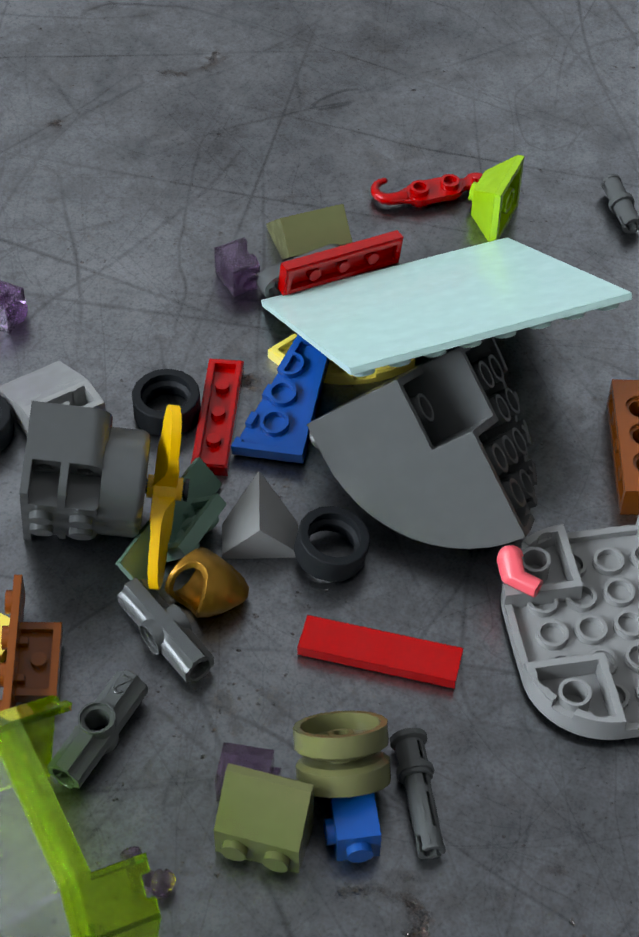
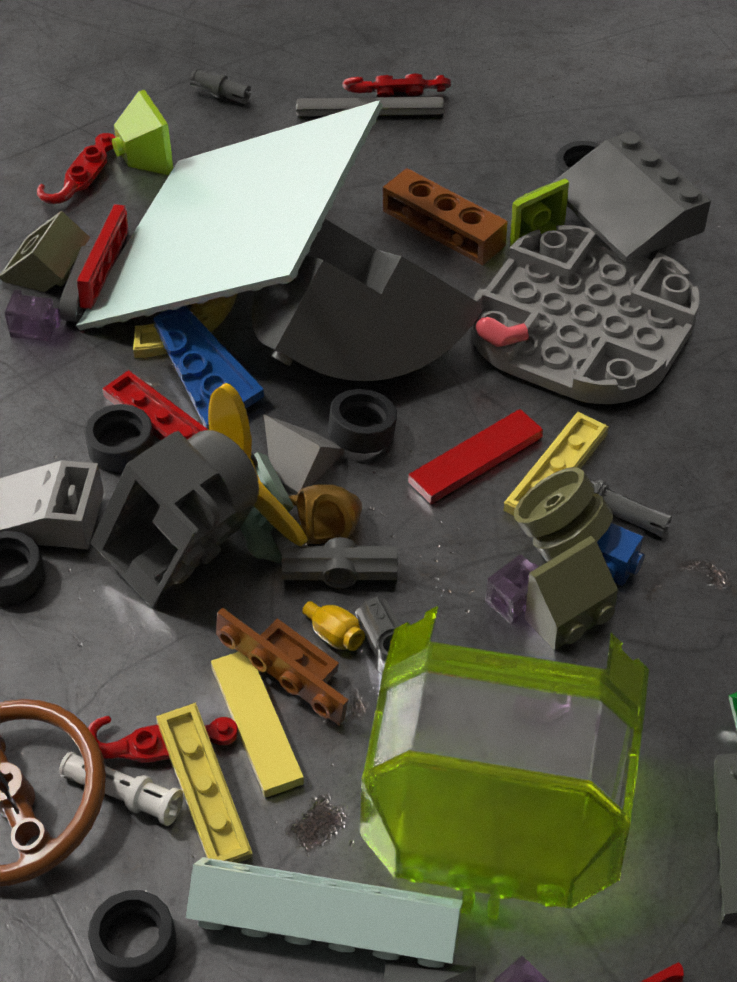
camera: 50 degrees left, 0 degrees up
(96, 668) = (335, 626): none -> yellow plant
(446, 718) = (568, 450): none -> light yellow tile

